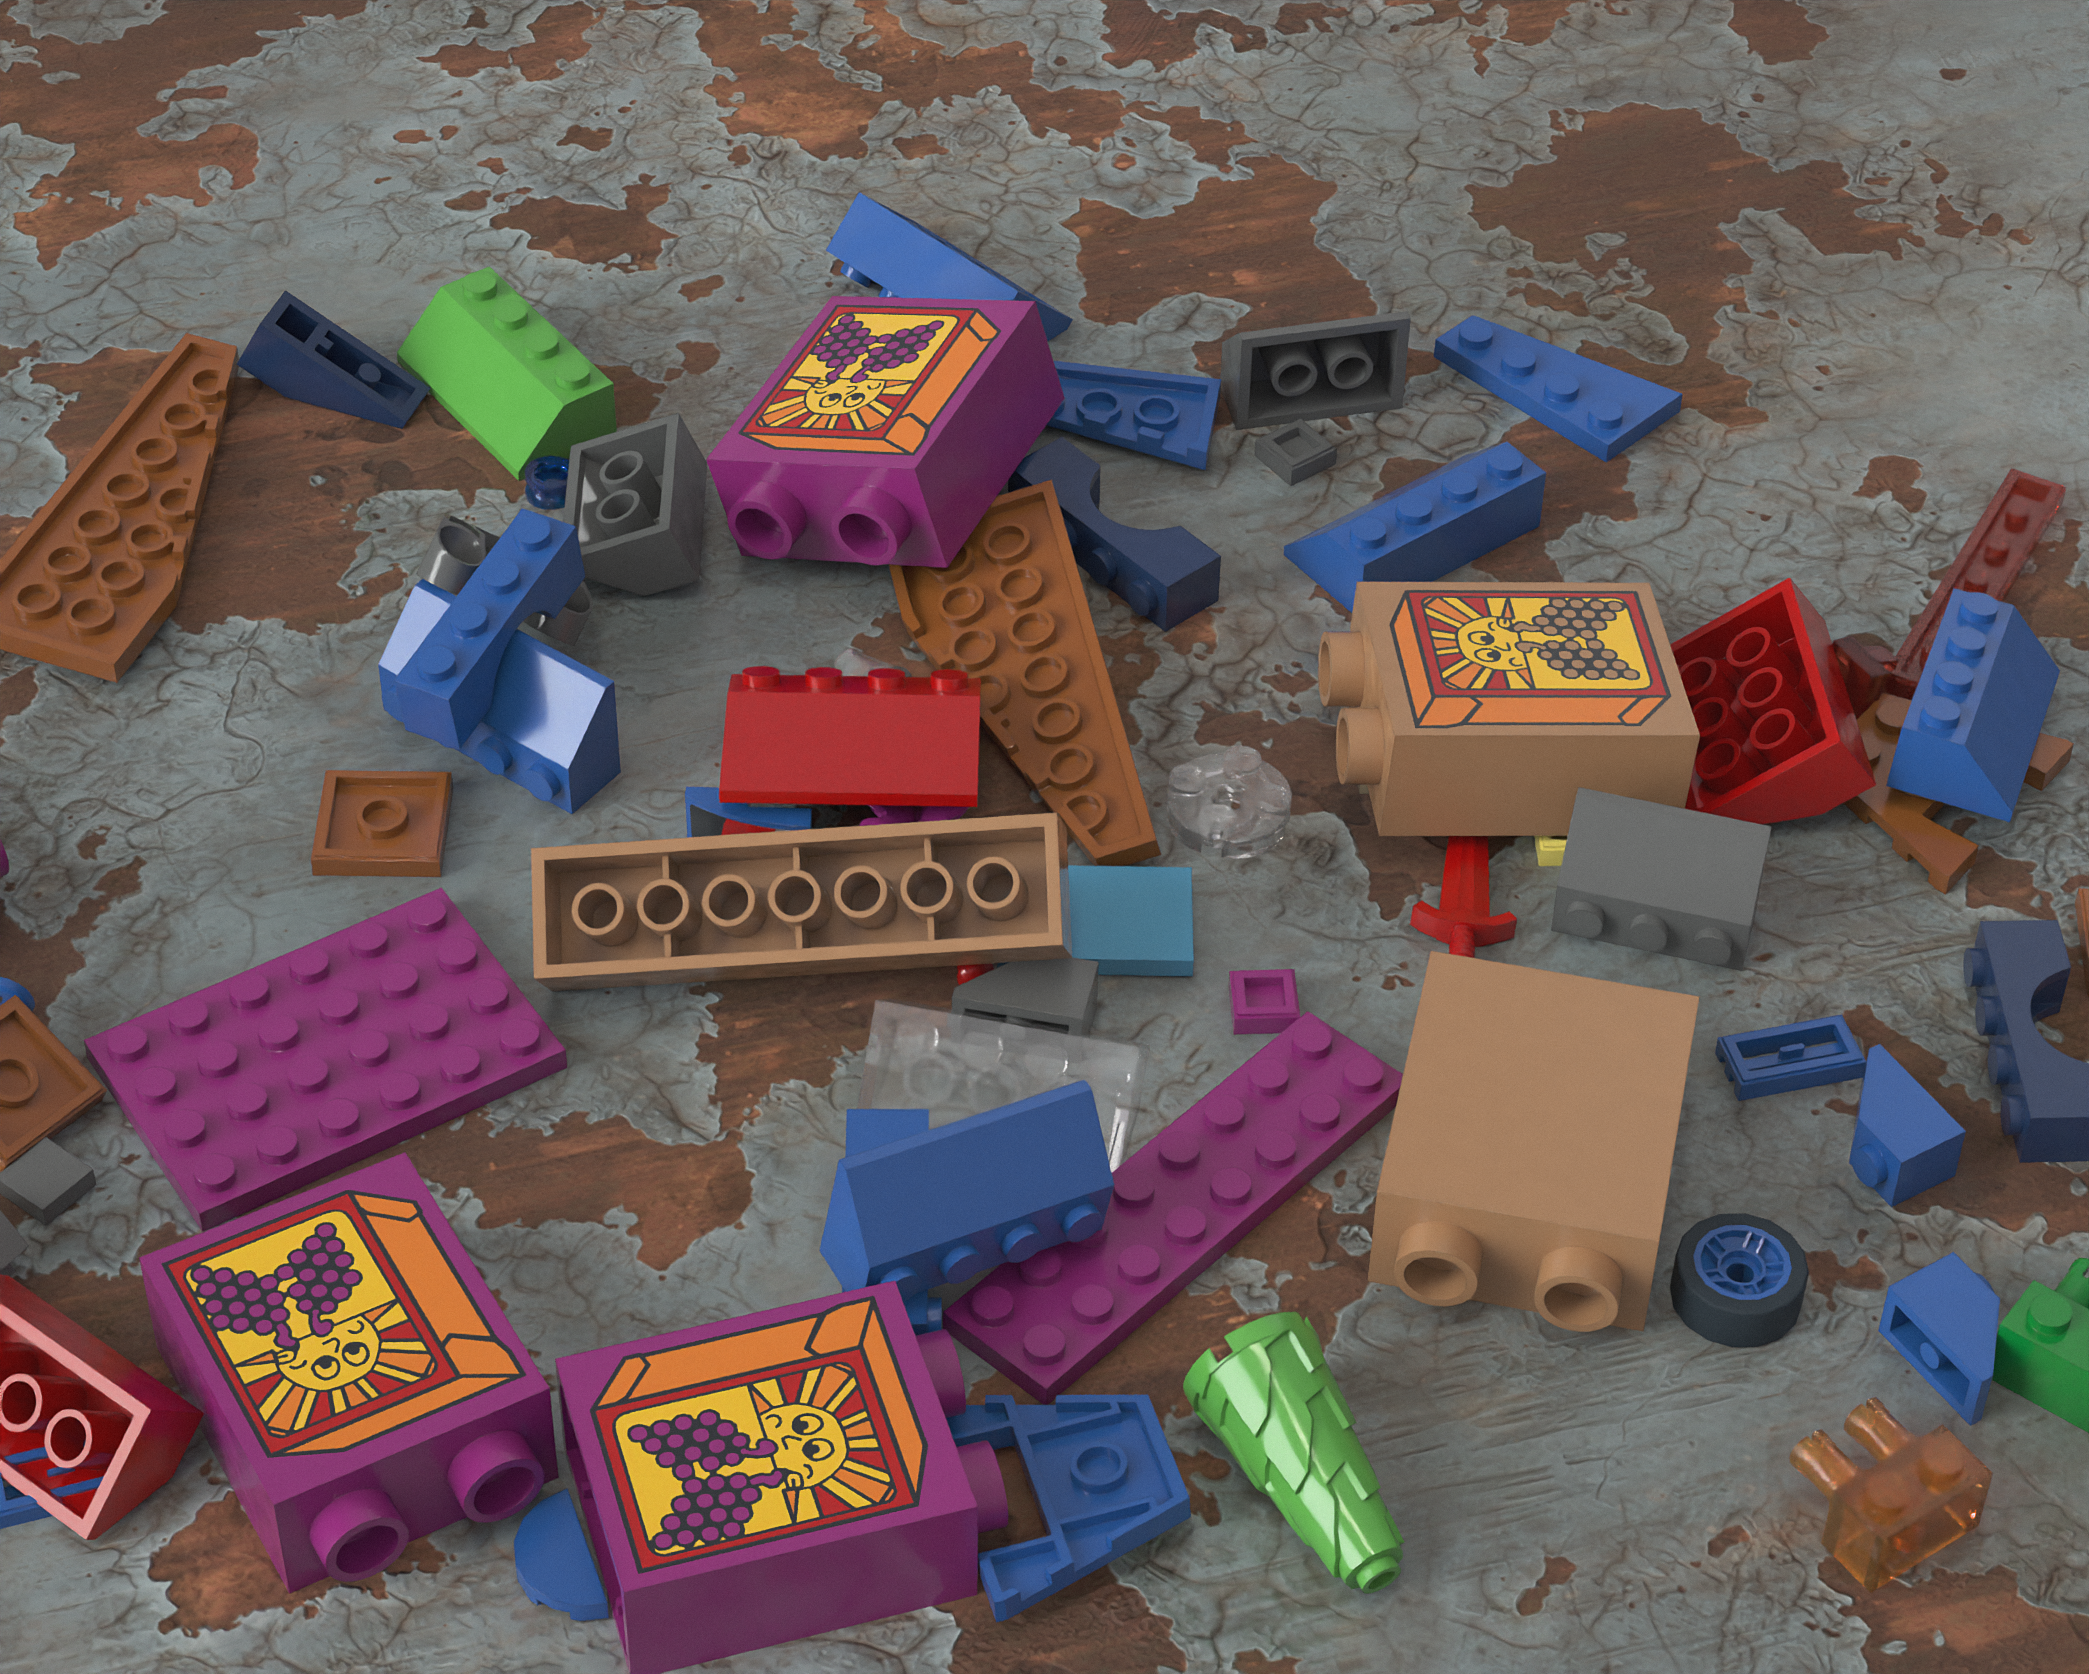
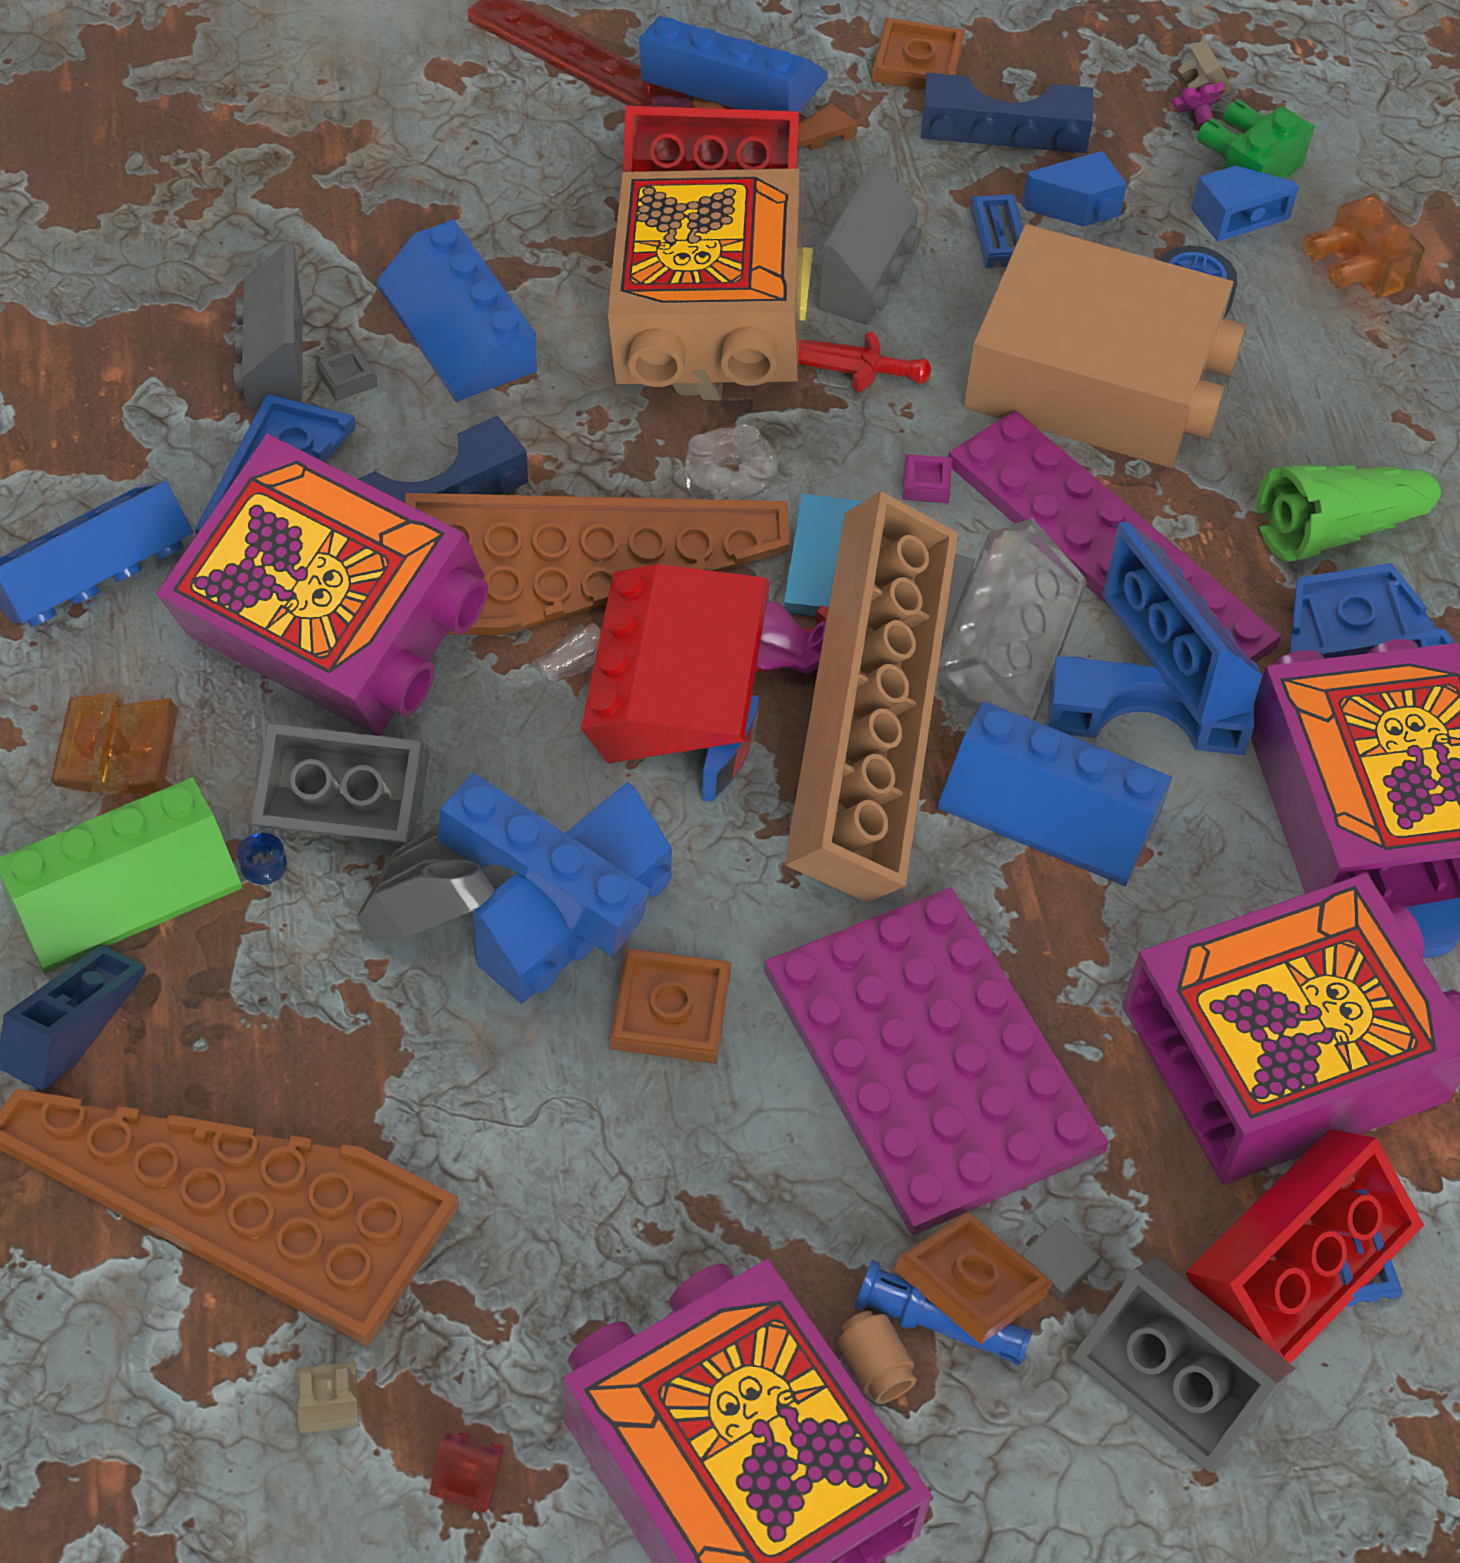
camera: 85 degrees left, 10 degrees up
(690, 355) = (115, 745): none -> clear orange slope
(725, 1144) = (1054, 793): none -> blue slope
(1562, 390) = (311, 215): blue wing -> none

